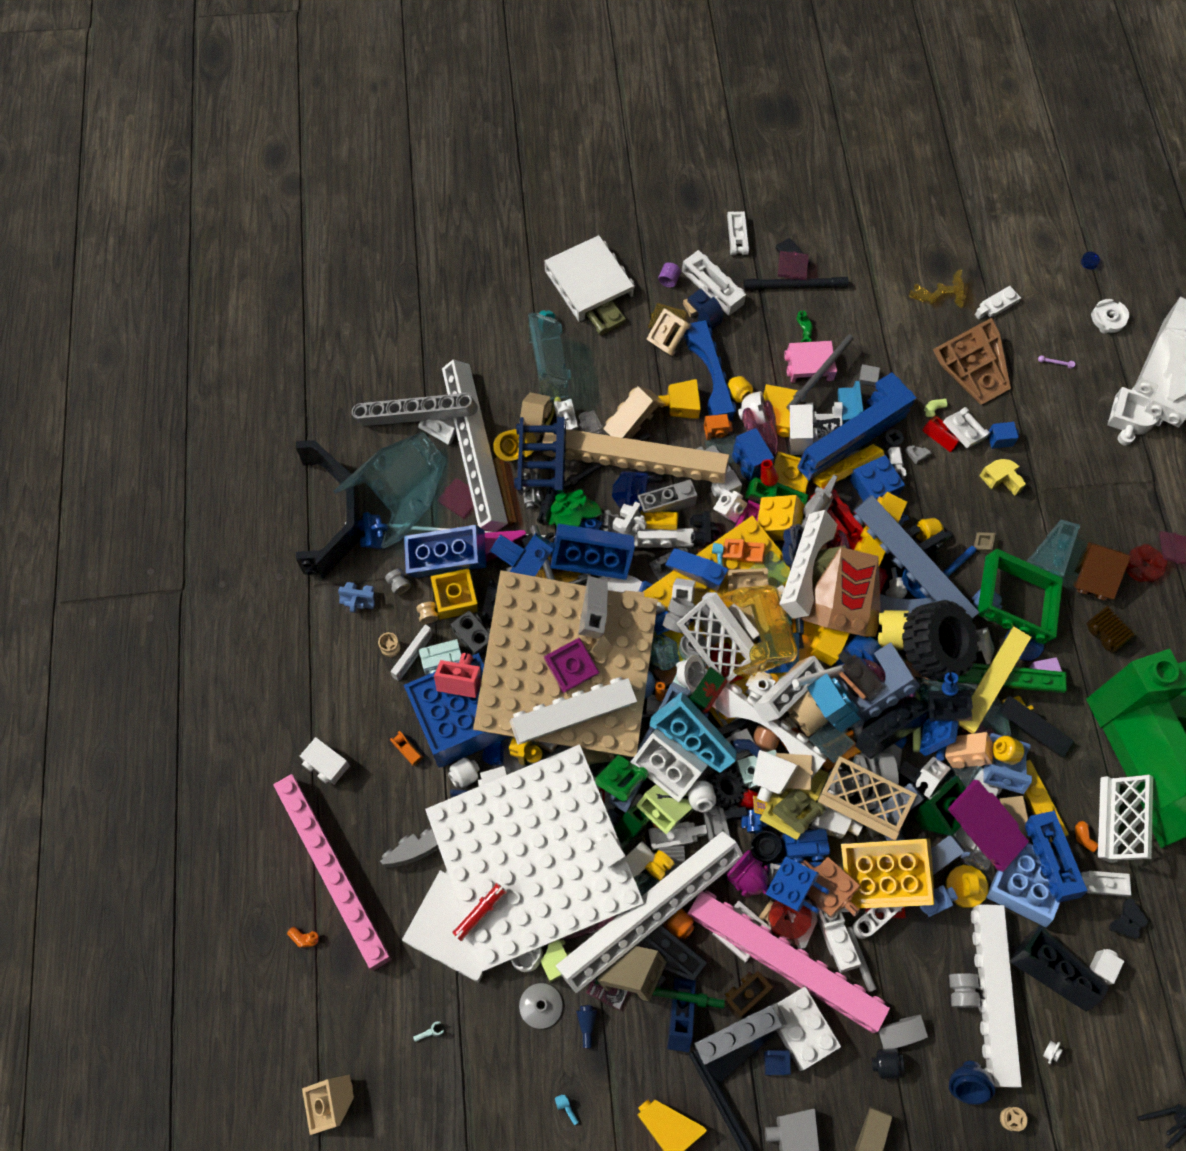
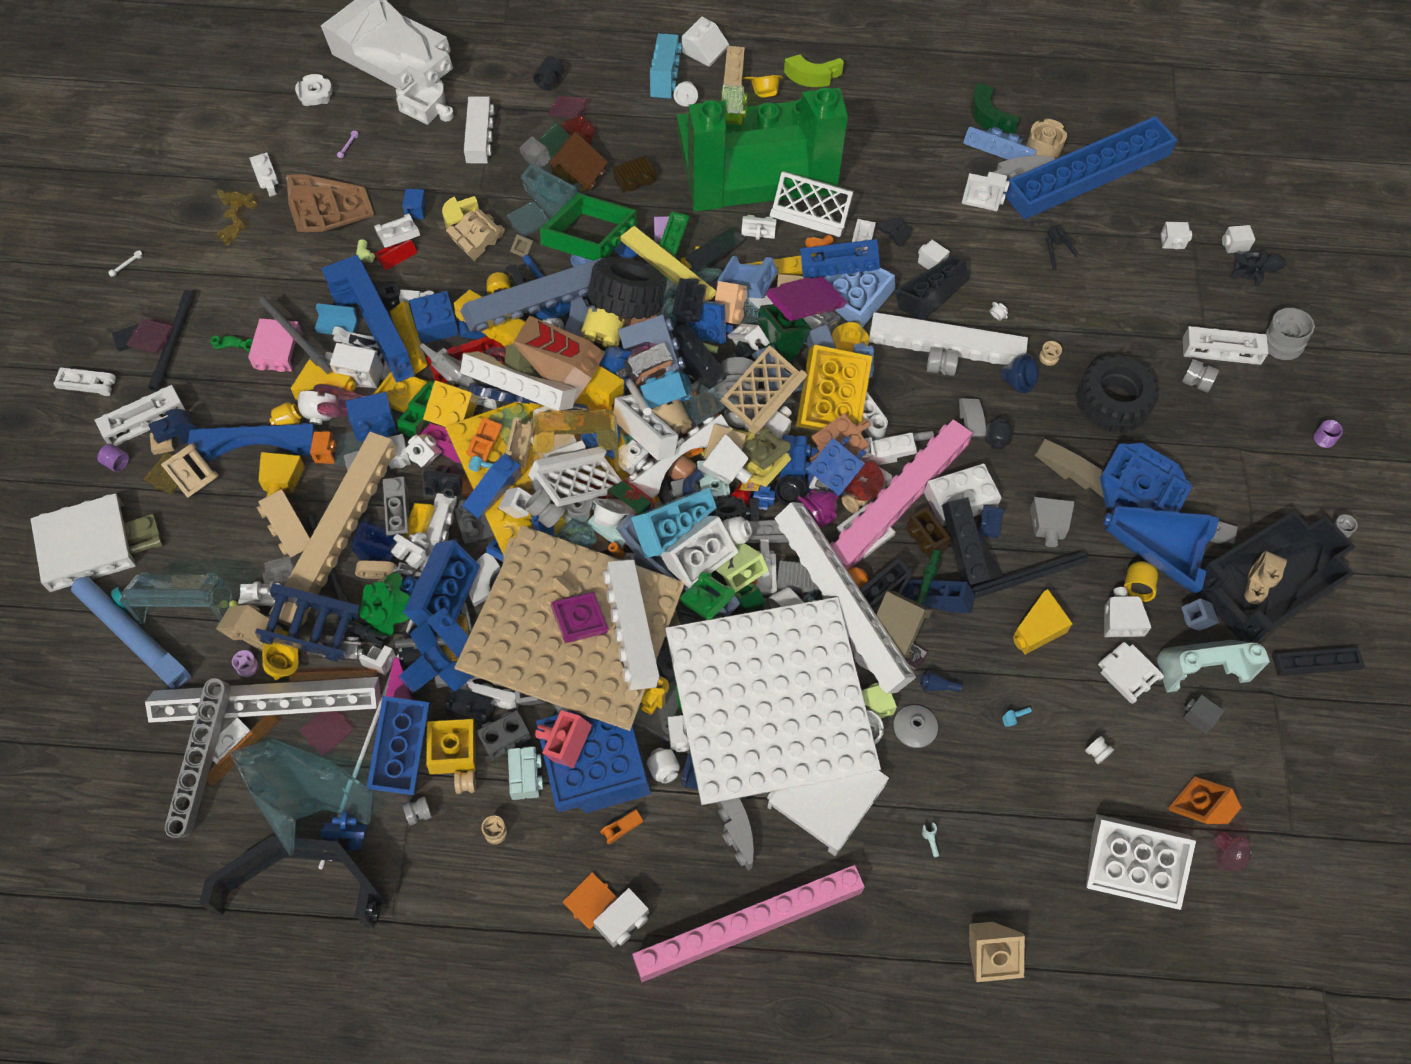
camera: 80 degrees left, 5 degrees down
(303, 940) = (820, 964): orange arm -> none
(341, 735) = (589, 900): none -> orange piece
(356, 598) = (426, 861): medium blue hips -> none
(411, 653) = (510, 805): white tile -> none
(439, 442) = (249, 739): none -> clear orange axle
(486, 904) = (824, 758): red pin -> none
(491, 367) = (137, 639): none -> medium blue brick
(494, 754) = (647, 732): clear blue tile -> none
(503, 418) = (242, 658): none -> lavender wheel
(525, 519) = (378, 659): none -> white panel
(594, 608) = (524, 577): light grey slope -> none
(607, 496) = (374, 569): none -> tan beam
(609, 850) = (785, 613): white brick -> none
(659, 865) = (798, 581): yellow wheel -> none
(769, 474) = (400, 403): red cone -> none
(869, 375) = (308, 299): light grey tile -> none
(877, 232) = (137, 255): none -> white hinge
(917, 454) = (410, 279): light grey tile -> none
(950, 685) = (674, 291): blue pin -> none
(984, 496) = (475, 233): none -> tan hips
(1008, 750) = (741, 266): yellow head -> none
(1021, 540) = (527, 218): none -> clear light blue piece
(1082, 768) = (758, 227): none -> white hips
(1090, 260) = (245, 89): clear blue tile -> none
(1102, 528) = (535, 152): none -> clear brick
(1114, 470) = (478, 130): none -> white brick
(1127, 543) = (554, 139): none -> clear green piece

